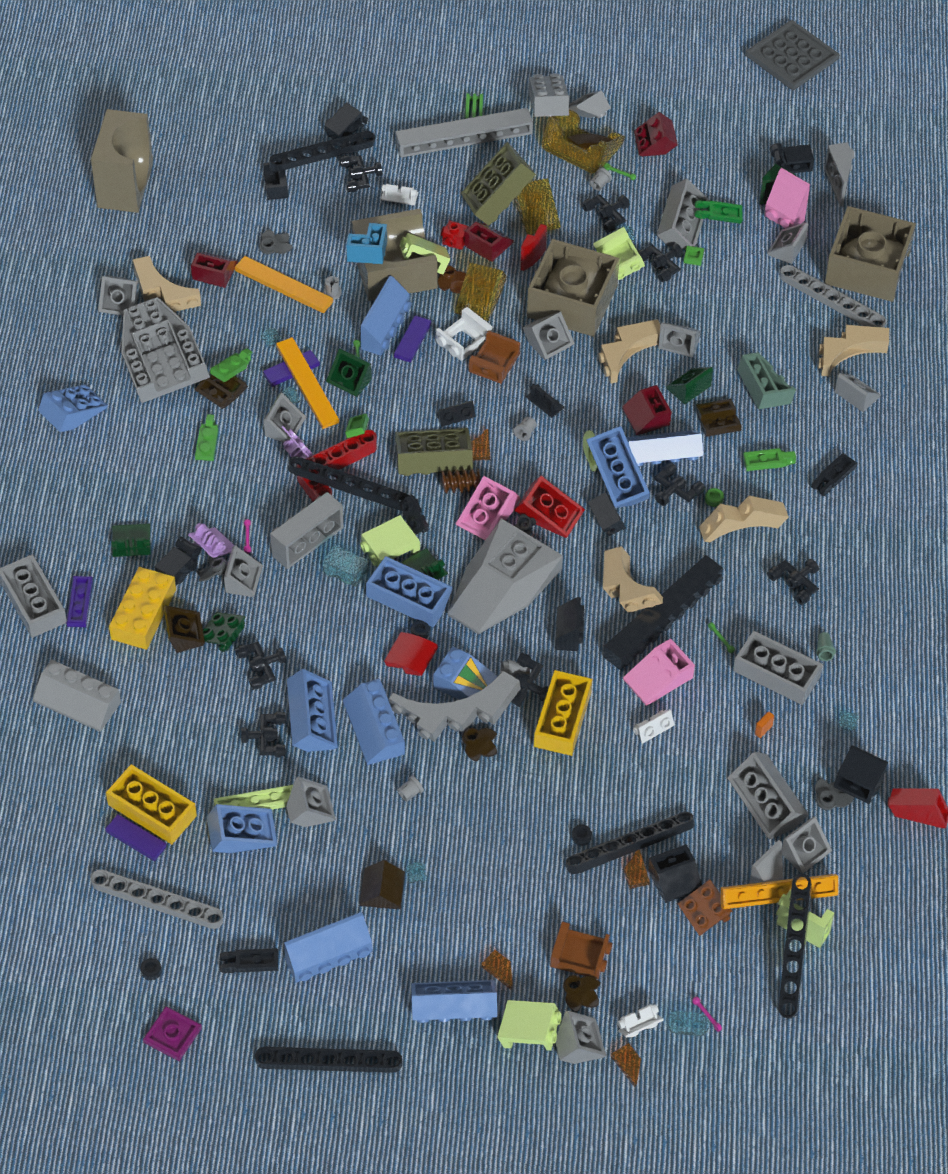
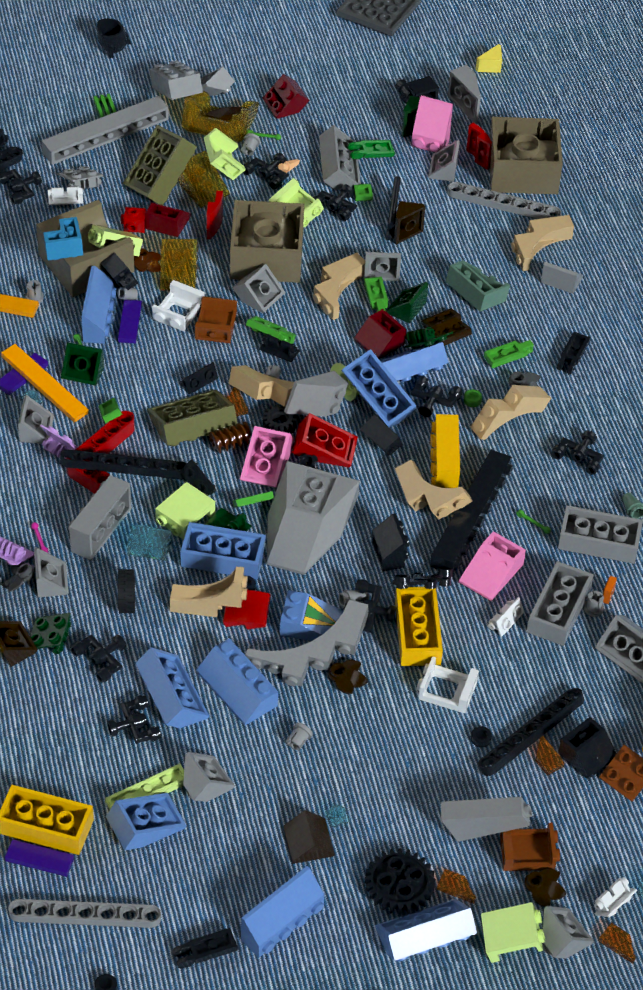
camera: 20 degrees left, 5 degrees down
(303, 608) = (126, 590): none -> black tyre
(378, 634) = (210, 598): none -> tan arch
(417, 288) = (119, 272): none -> black hinge
(420, 310) = (125, 294): none -> light grey hinge
(424, 175) = (82, 177): none -> light grey hinge
(448, 949) = (383, 872): none -> black gear
(458, 547) = (253, 499): none -> bright green tile
(506, 32) = (112, 36): none -> black helmet
(510, 437) = (260, 385): none -> tan arch
(515, 467) = (278, 413): none -> black tyre
(544, 379) = (261, 325): none -> bright green hinge
(545, 912) = (484, 816): none -> light grey slope
(556, 459) = (317, 395): none -> light grey slope
(565, 184) = (220, 153): none -> yellowish green panel
(581, 790) = (464, 691): none -> white window
(585, 670) = (443, 577): none -> black plant
(630, 210) = (288, 165): none -> light nougat bar
(659, 548) = (445, 451): none -> yellow brick
(662, 367) = (376, 293): none -> bright green hinge
(687, 425) = (424, 336): none -> dark green hinge
(708, 725) = (560, 603): none -> light grey brick
(714, 279) = (393, 208): none -> black bar
(722, 297) = (408, 220): none -> dark brown slope
(739, 736) = (594, 604): none -> light grey bush
(772, 492) = (526, 379): none -> dark grey plate
(828, 229) = (479, 145): none -> red slope
(882, 140) = (490, 61): none -> light yellow slope

